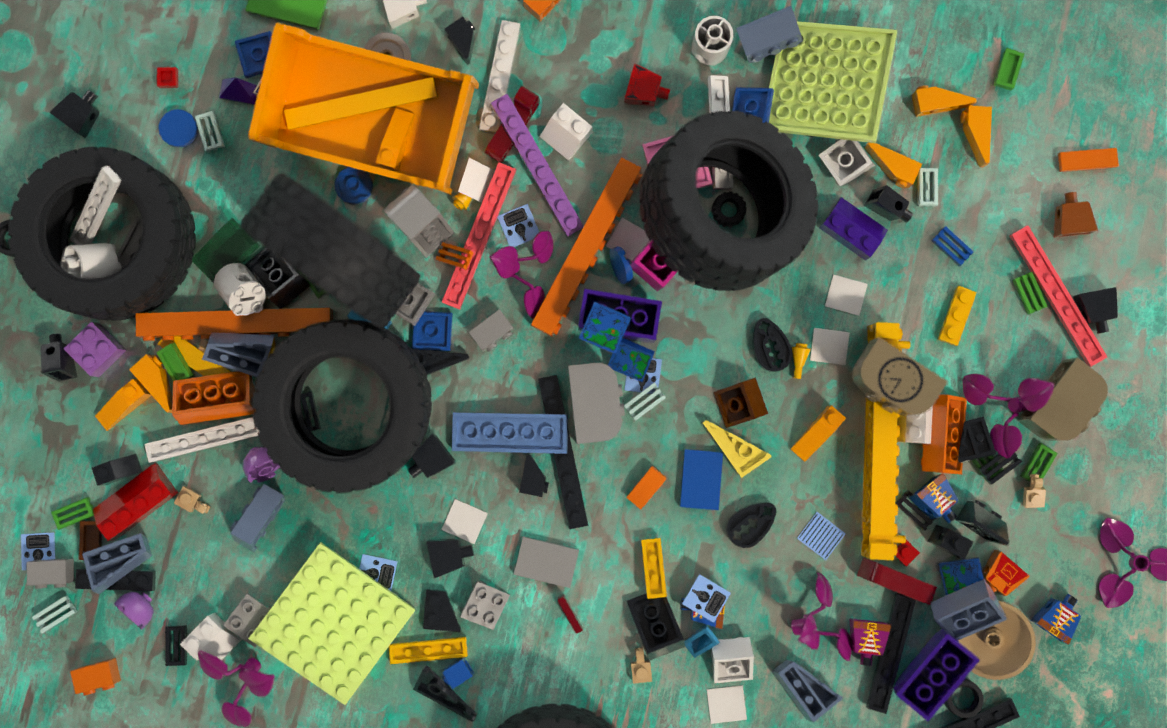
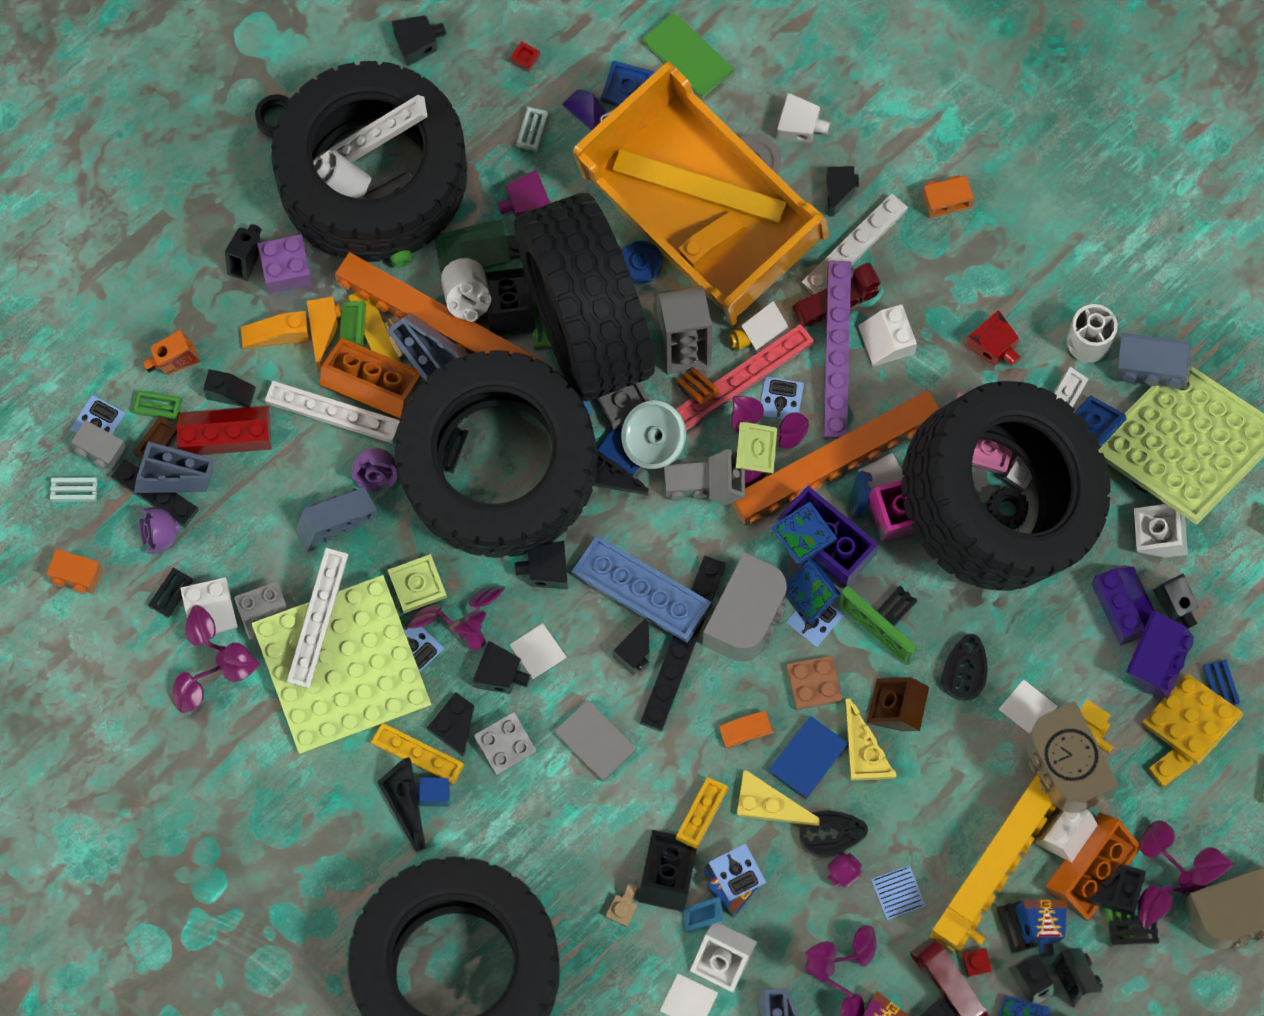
camera: 30 degrees right, 15 degrees down
(58, 470) = (172, 354): none -> orange torso
(178, 128) = (503, 108): blue tile -> none
(178, 292) = (401, 259): none -> bright green tile
(190, 500) = (279, 462): tan plate -> none
(239, 188) = (524, 195): none -> magenta torso
(293, 607) = (317, 618): none -> white plate
(347, 528) = (417, 583): none -> yellowish green plate
(409, 543) = (466, 627): none -> magenta plant
(440, 322) = (641, 433): none -> light aqua dish
(520, 314) = (725, 480): none -> light grey brick
(528, 280) = (756, 447): none -> yellowish green plate
(571, 616) = (586, 804): dark red tile -> none
(657, 392) = (795, 636): light aqua tile -> none
(672, 423) = (814, 683): none -> nougat plate
(692, 356) = (877, 625): none -> bright green tile
(692, 532) = (764, 802): none -> light yellow wing
(702, 334) = (905, 596): none -> black tile
(777, 546) = (844, 870): none -> magenta head
(800, 355) = (991, 694): yellow cone -> none
(818, 432) = (960, 783): light orange slope -> none
(846, 295) = (1078, 667): white sticker -> none
(895, 165) = (1210, 569): light orange slope -> none
(903, 253) = (1160, 655): none -> dark purple slope
(934, 203) = (1221, 626): light aqua tile -> none
(950, 285) = (1192, 719): none -> yellow plate
(1033, 458) = (1160, 970): bright green tile -> none
(1035, 494) = (1152, 987): tan plate -> none

